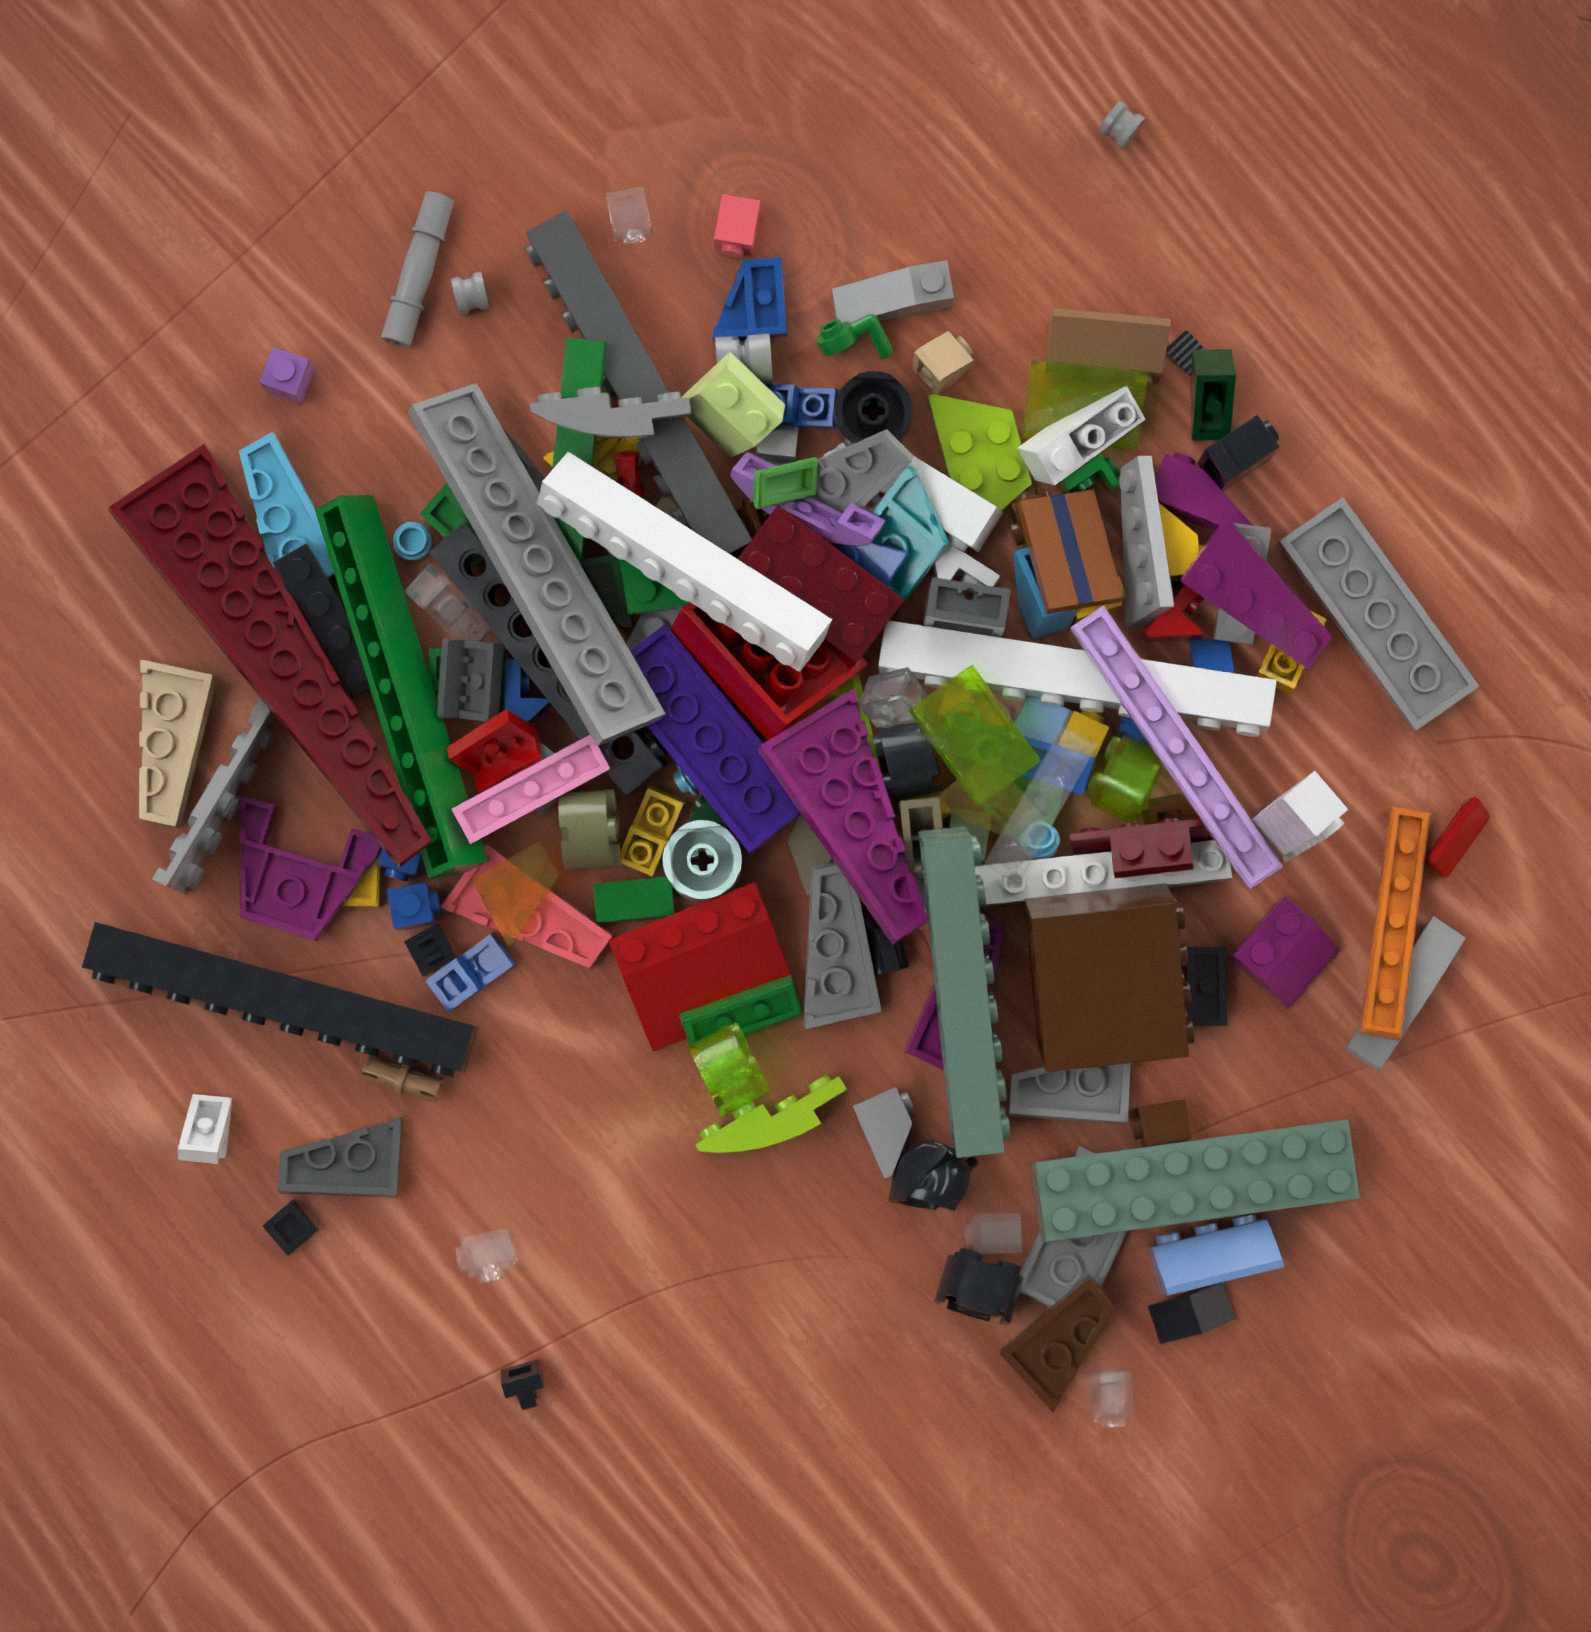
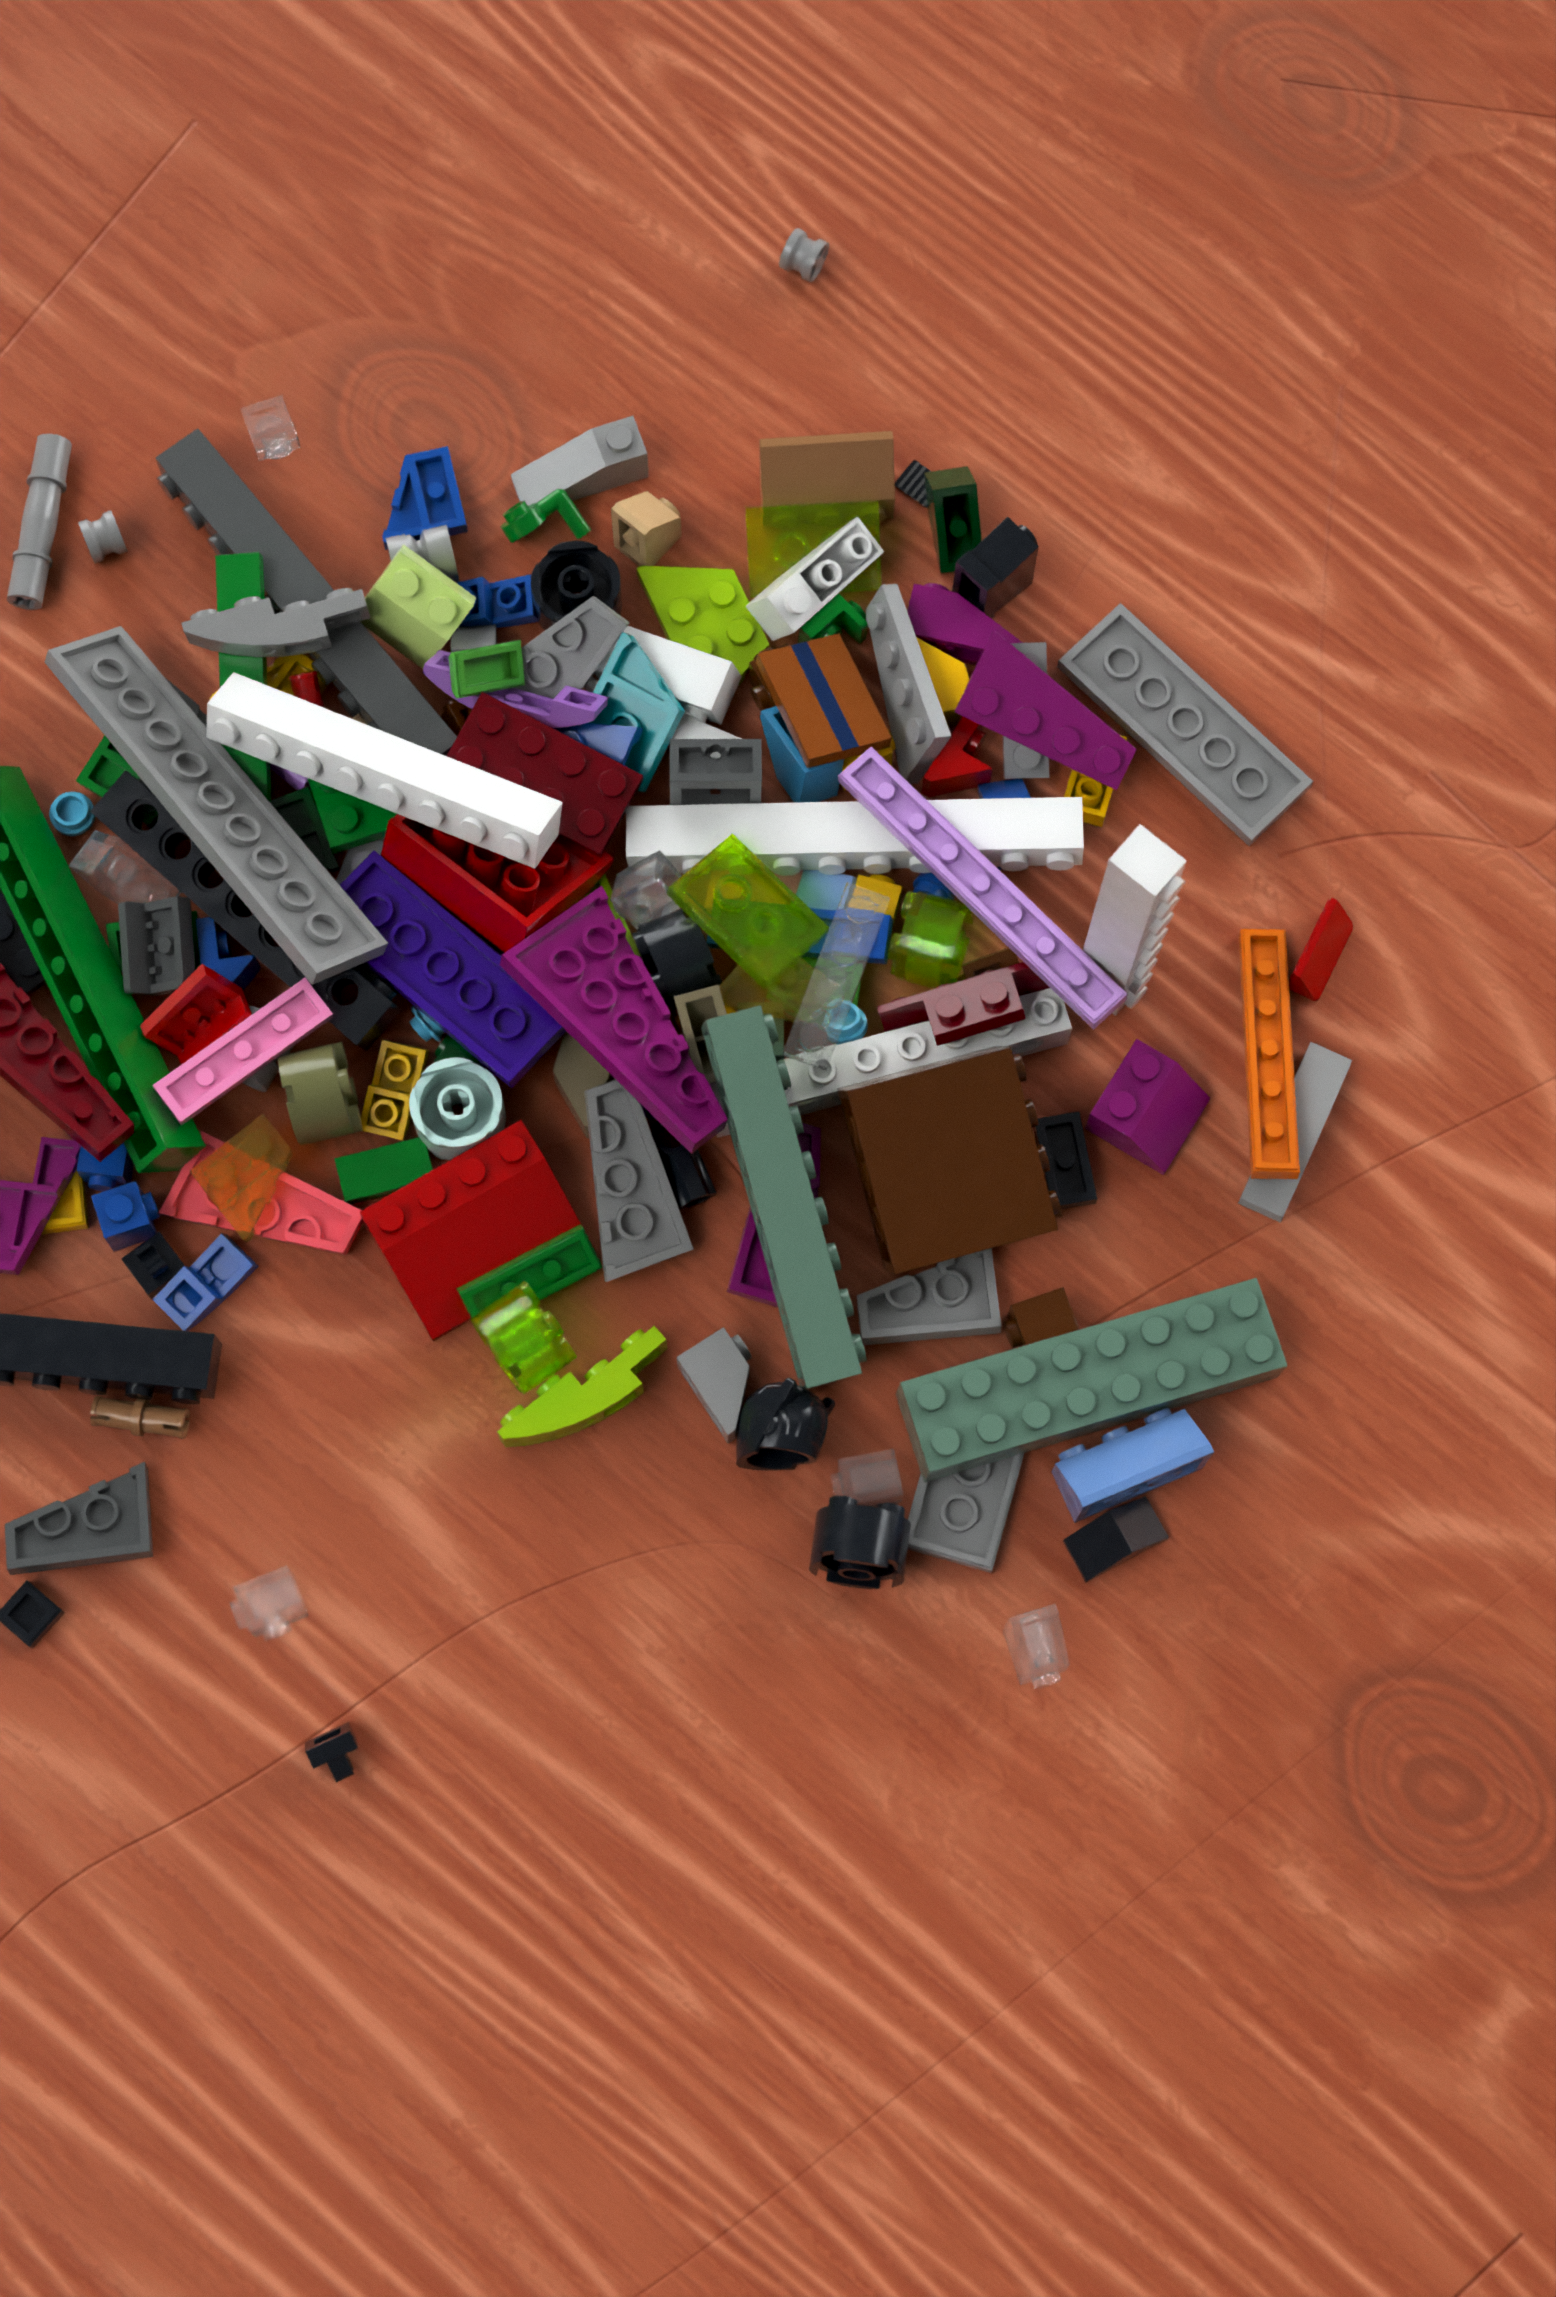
camera: 10 degrees left, 10 degrees down
(736, 225) = (393, 420): coral brick -> none
(1058, 1340) = (965, 1593): reddish brown wing -> none

